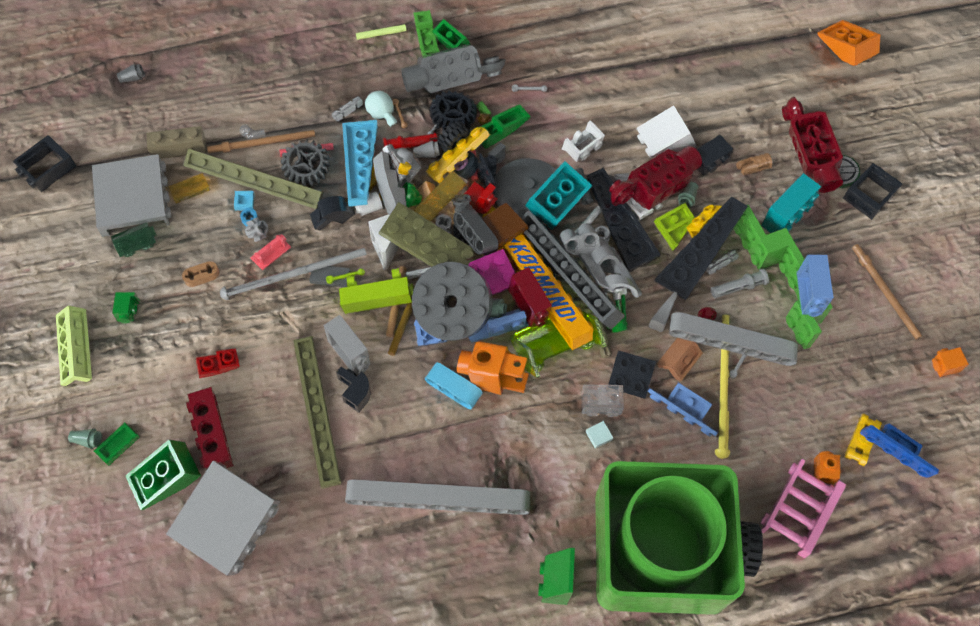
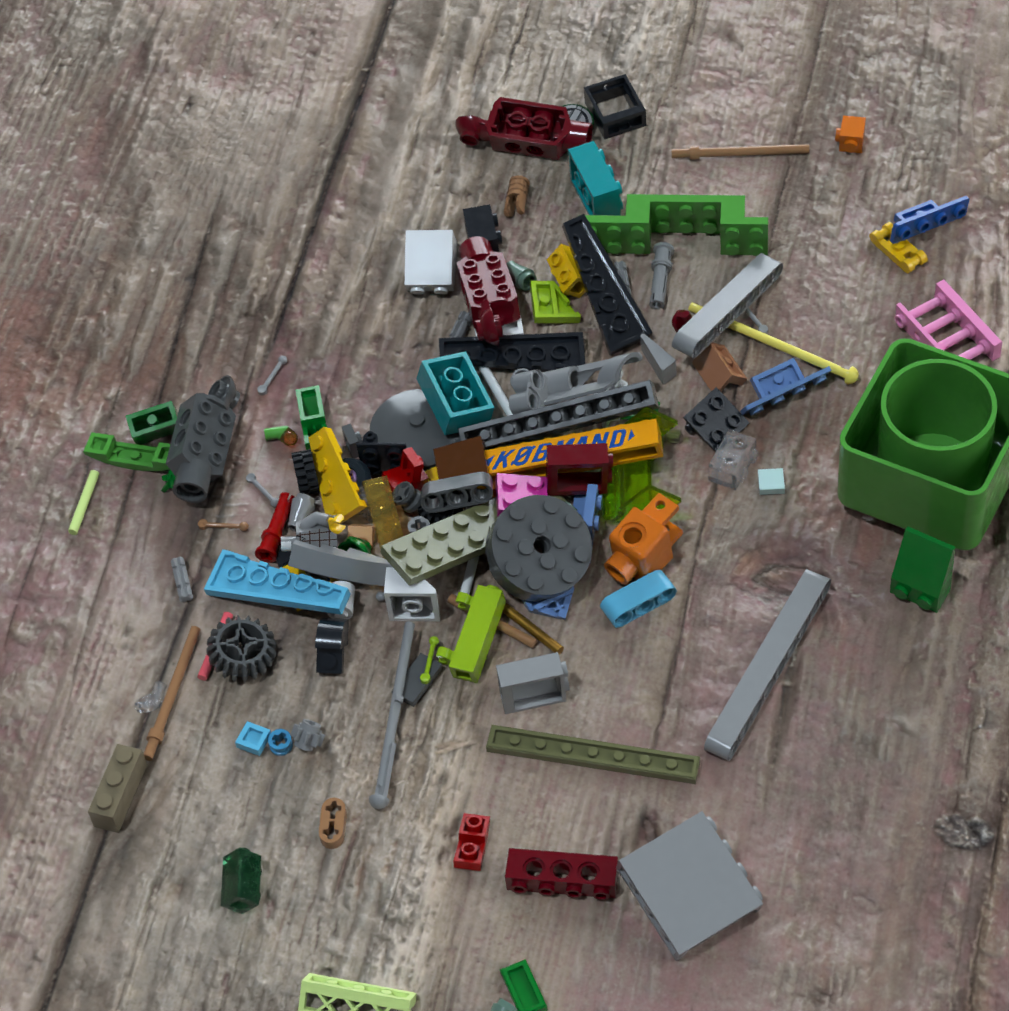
camera: 55 degrees left, 10 degrees down
(38, 152) = (43, 938): black window -> none
(125, 306) = (335, 921): green brick -> none
(130, 193) = (164, 867): light grey panel -> none
(162, 474) = (595, 946): green slope -> none
(189, 188) = (193, 799): clear yellow tile -> none
(253, 178) = (225, 718): olive plate -> none
(271, 252) = (346, 732): coral hinge -> none
(358, 388) = (591, 695): black brick -> none
(380, 106) = (202, 540): light aqua hair -> none
(452, 104) = (261, 463): black gear -> none
(584, 142) = (388, 346): white window -> none
(814, 285) = (715, 205): medium blue window -> none
(827, 467) = (914, 290): orange brick -> none
(851, 42) = (409, 38): orange slope -> none

